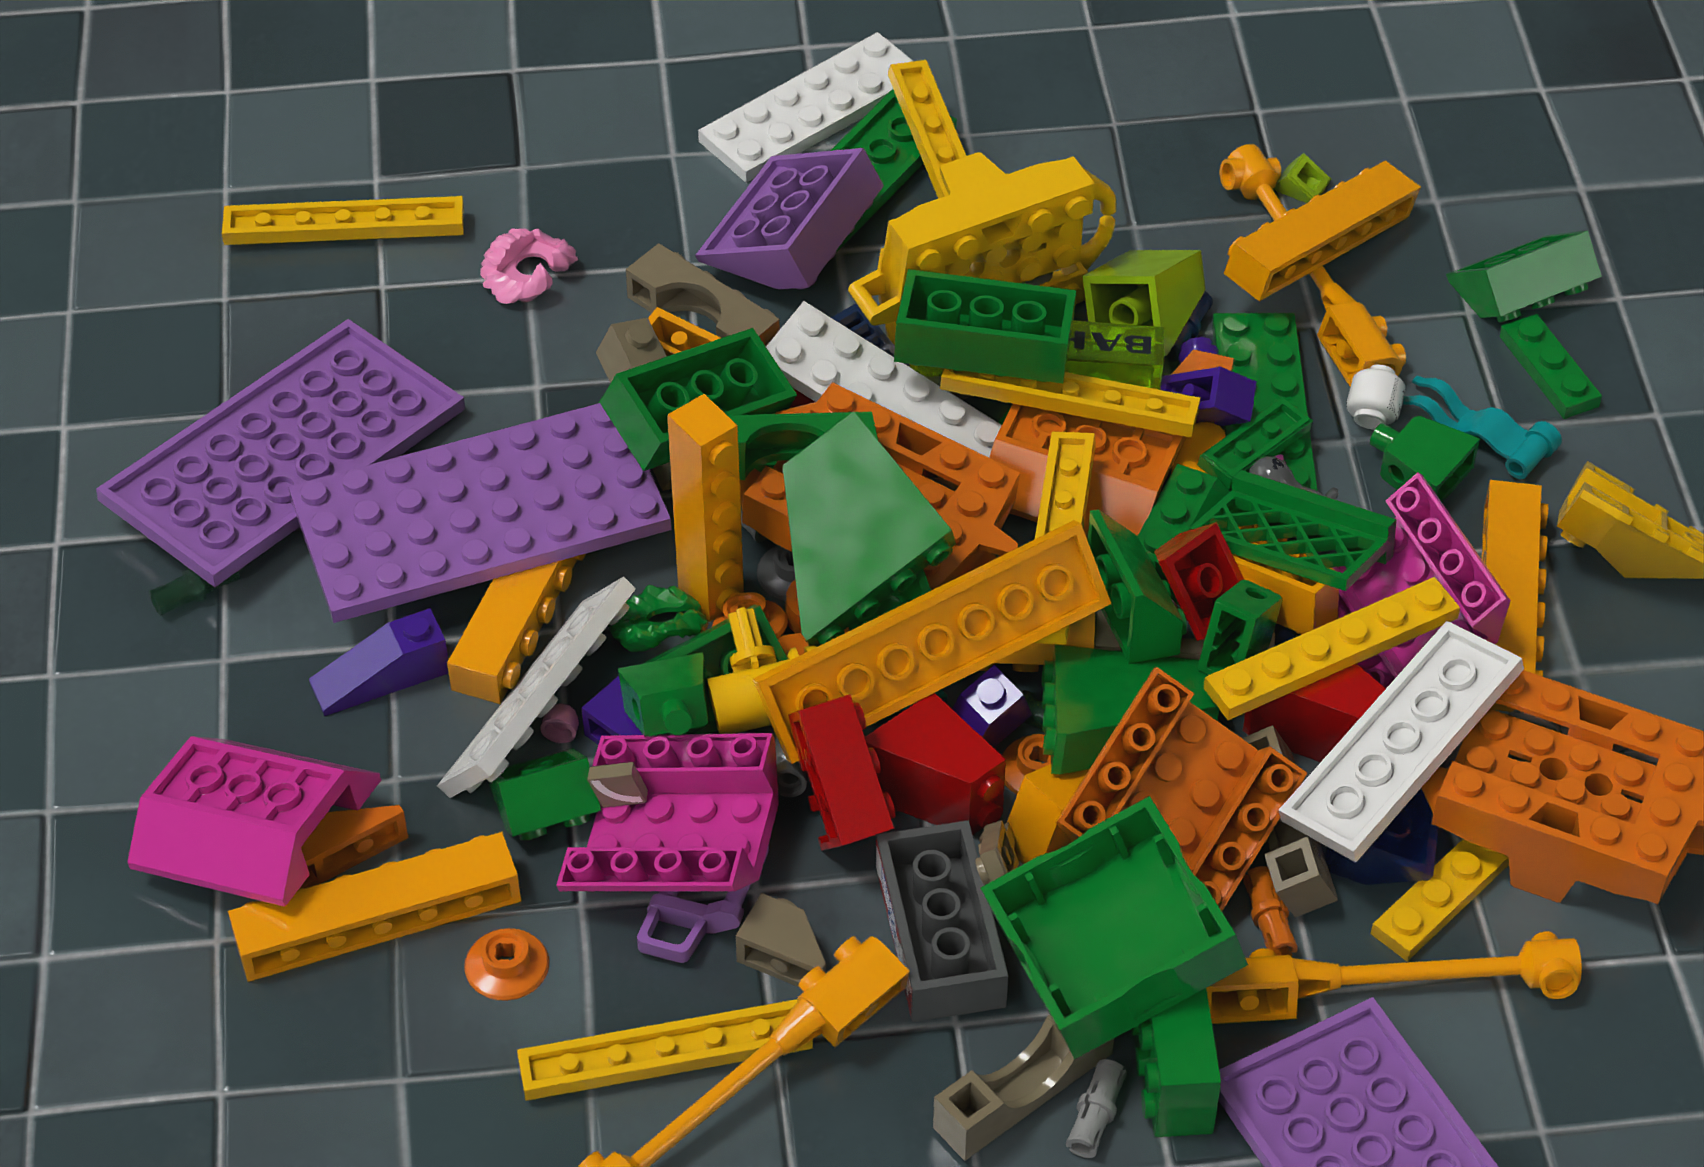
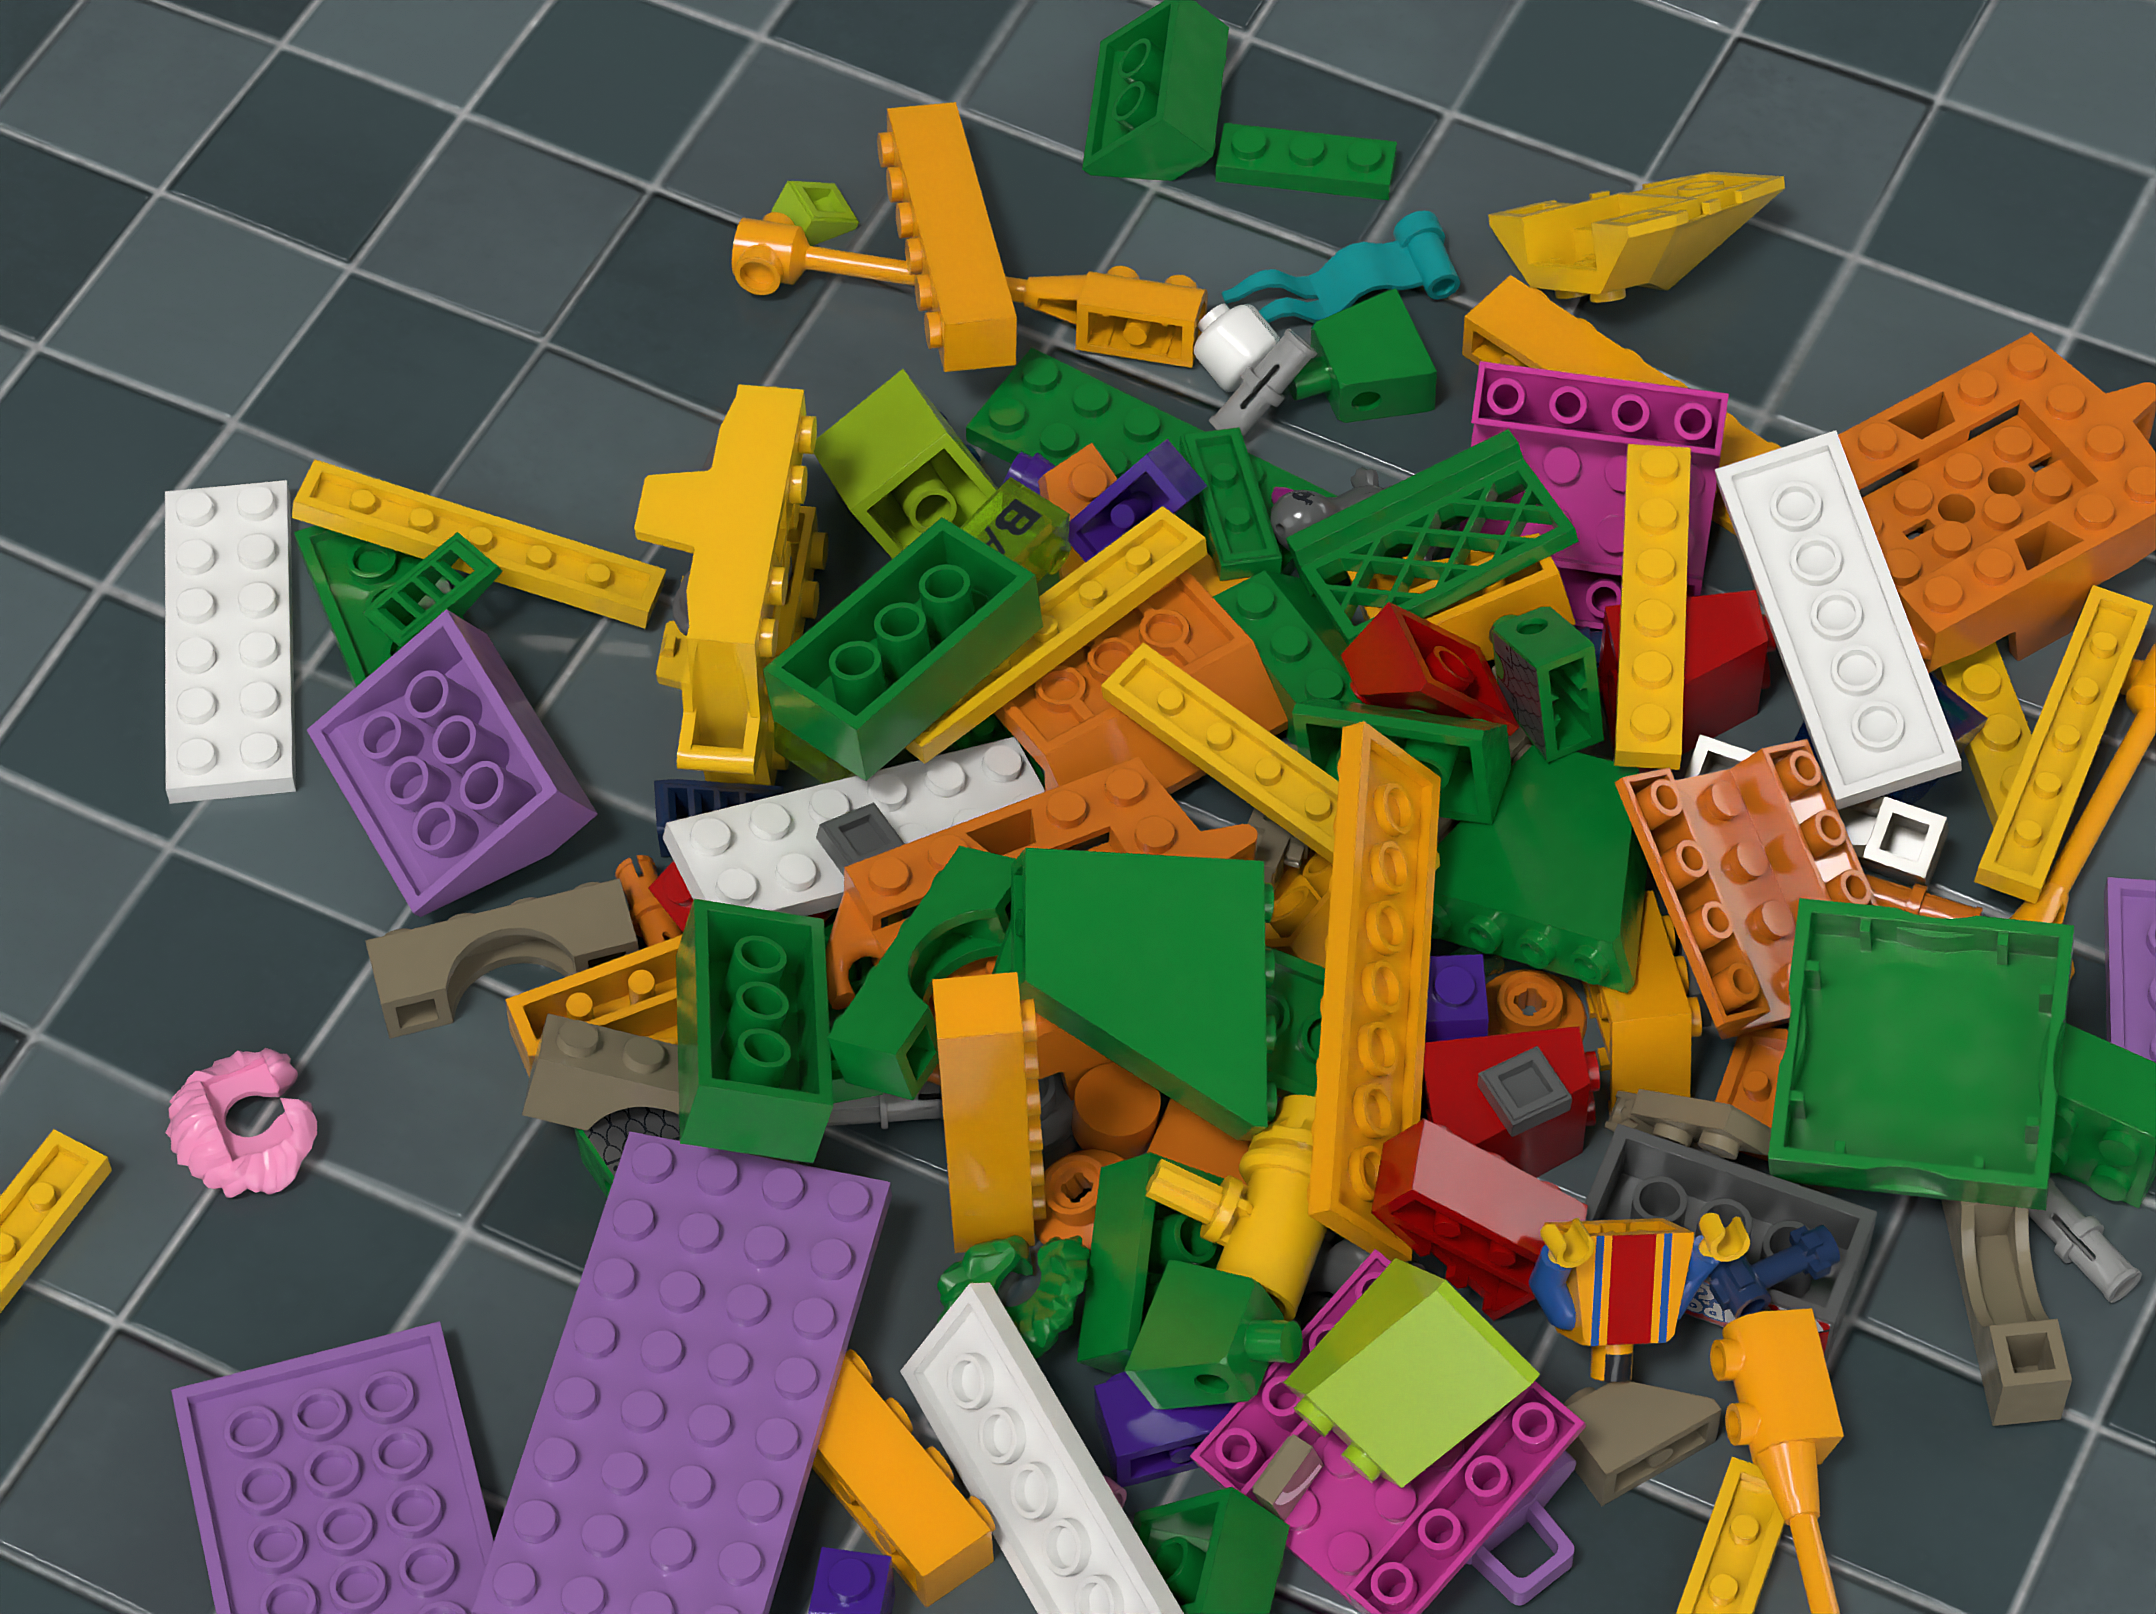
camera: 55 degrees left, 5 degrees up
(700, 785) = (1406, 1375): none -> lime slope
(844, 859) = (1626, 1281): none -> torso
(867, 383) = (857, 836): none -> dark grey tile
(882, 146) = (404, 595): none -> green slope
(897, 925) = (1743, 1286): none -> dark blue bar
(935, 752) = (1524, 1091): none -> dark grey tile
(1354, 418) = (1291, 356): none -> light grey pin
(1446, 920) = (2063, 745): none -> yellow plate

